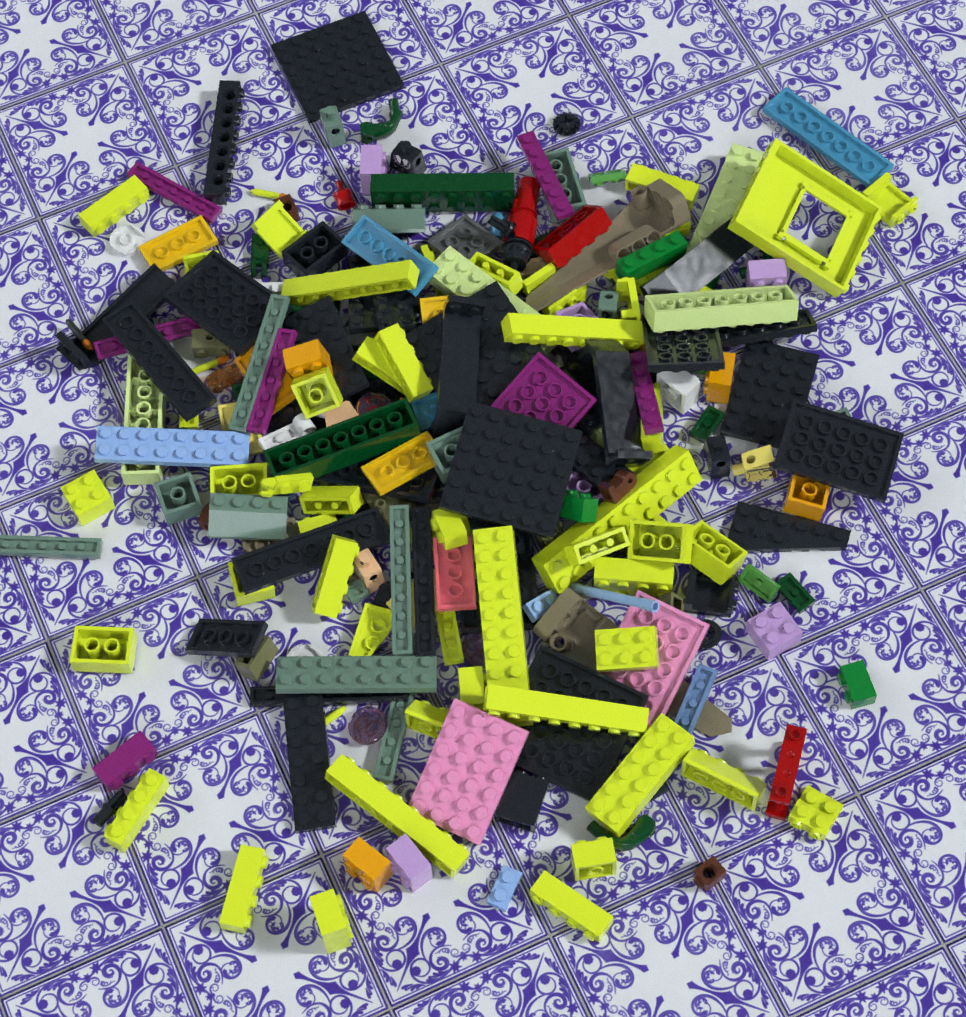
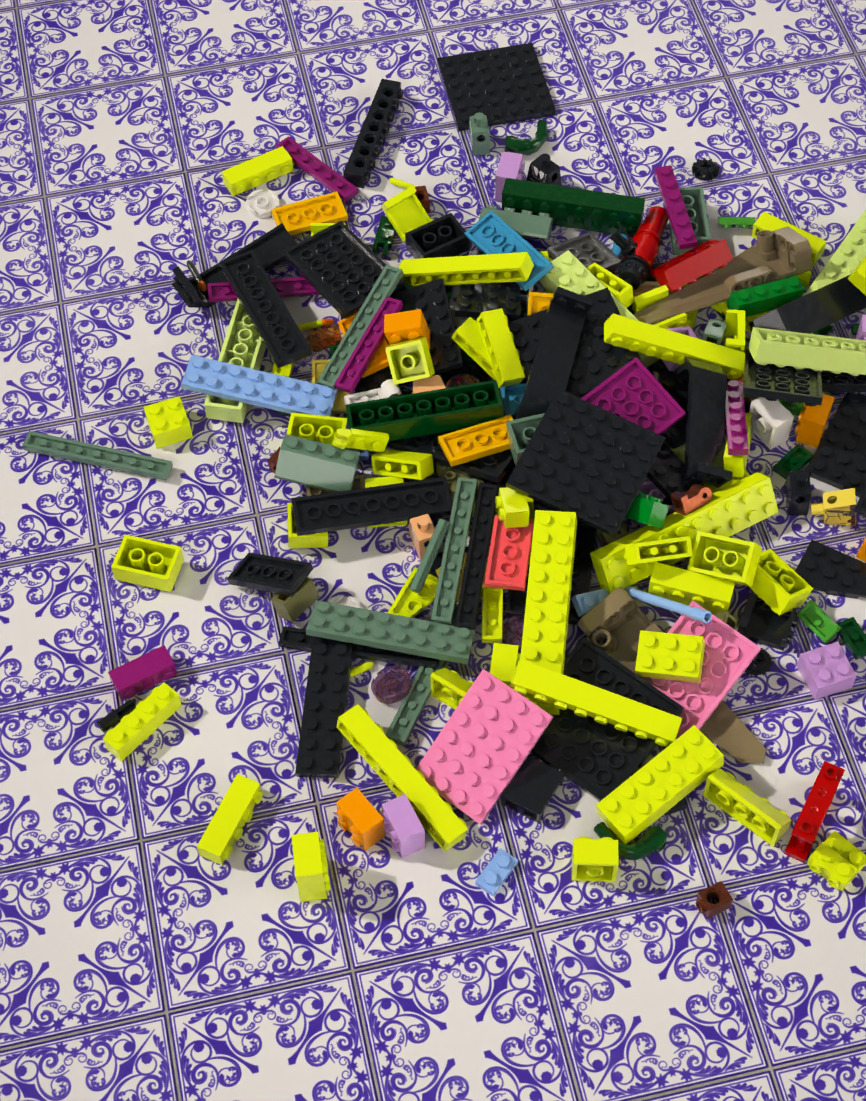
camera: 10 degrees right, 5 degrees down
(179, 498) = (254, 437): sand green brick -> none
(206, 345) = (315, 306): olive brick -> none
(334, 576) = (389, 534): neon yellow brick -> none
(343, 197) = (476, 198): red piece -> none
(357, 591) = (408, 555): sand green plate -> none
(378, 590) = (429, 556): none -> sand green axle
(571, 906) = (562, 904): neon yellow brick -> none
(696, 697) = (733, 719): medium blue plate -> none

